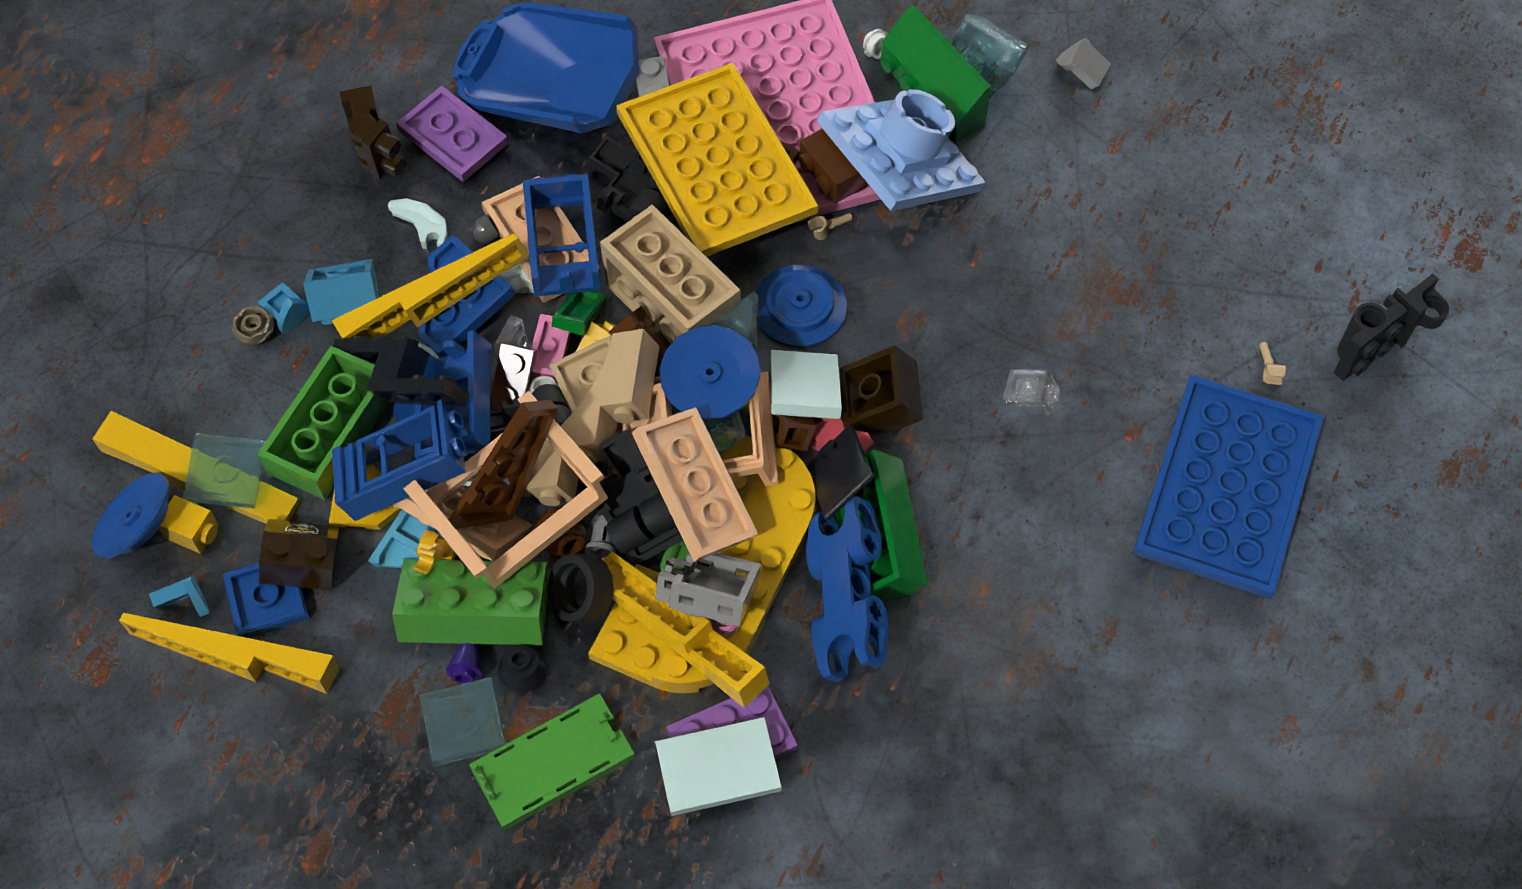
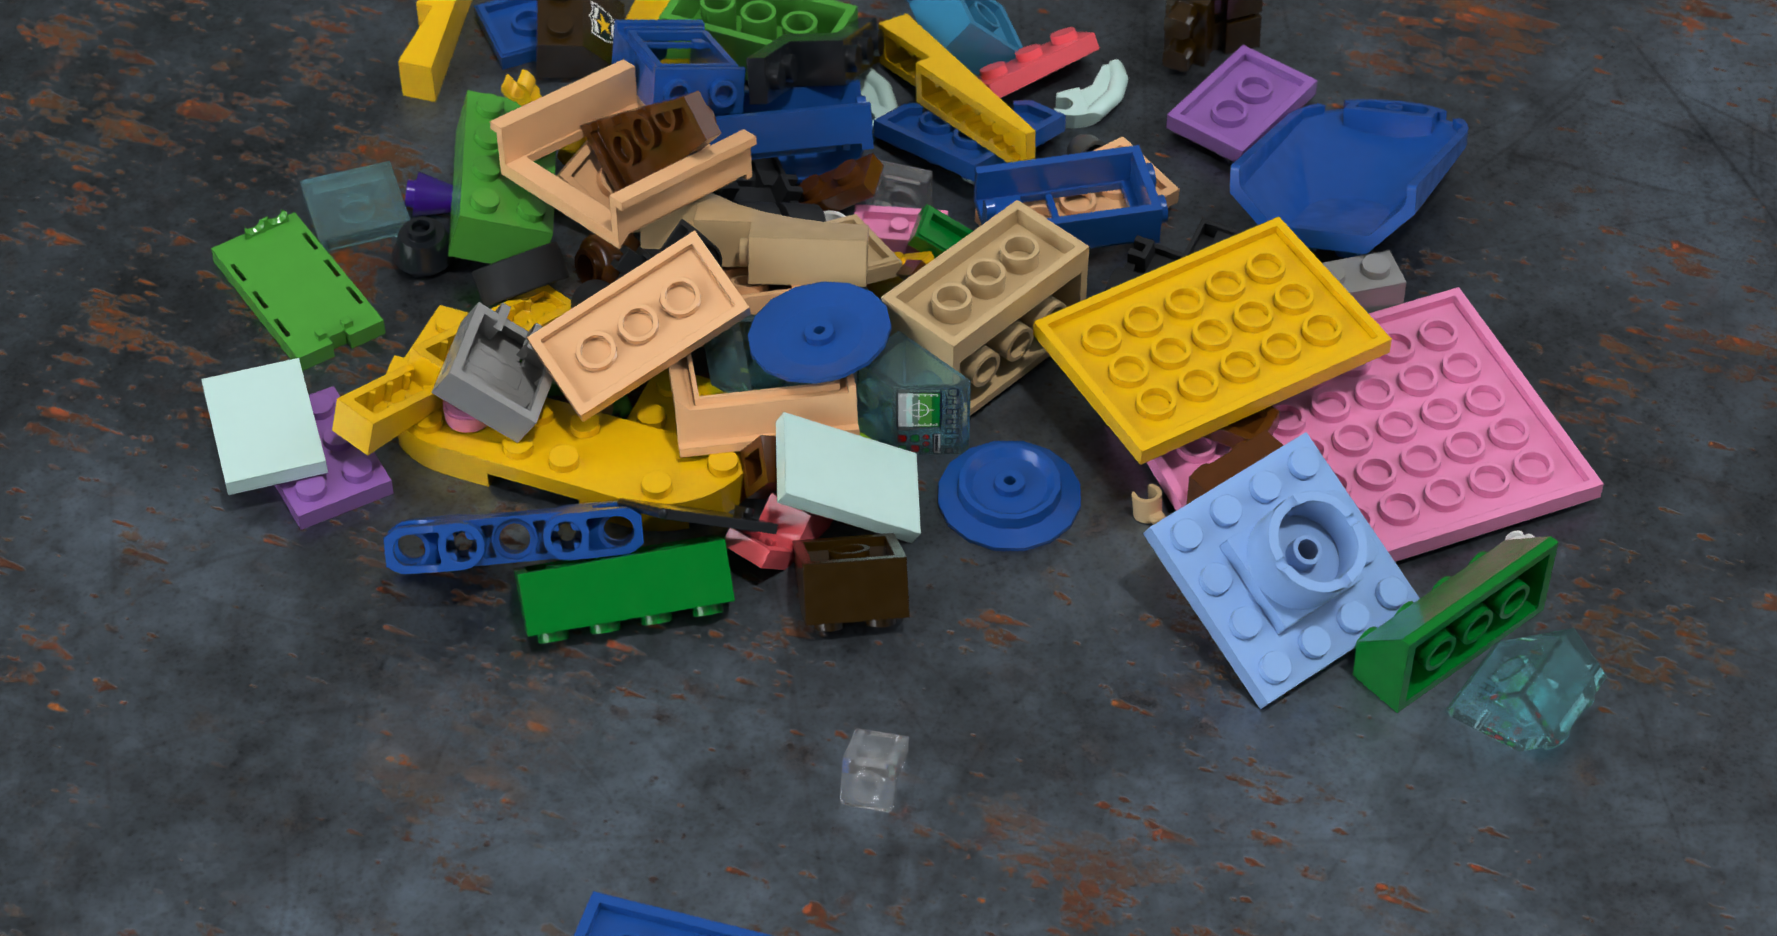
camera: 85 degrees right, 15 degrees down
(387, 249) = (1038, 61): none -> coral plate
(1085, 63) = (1545, 833): light grey tile -> none

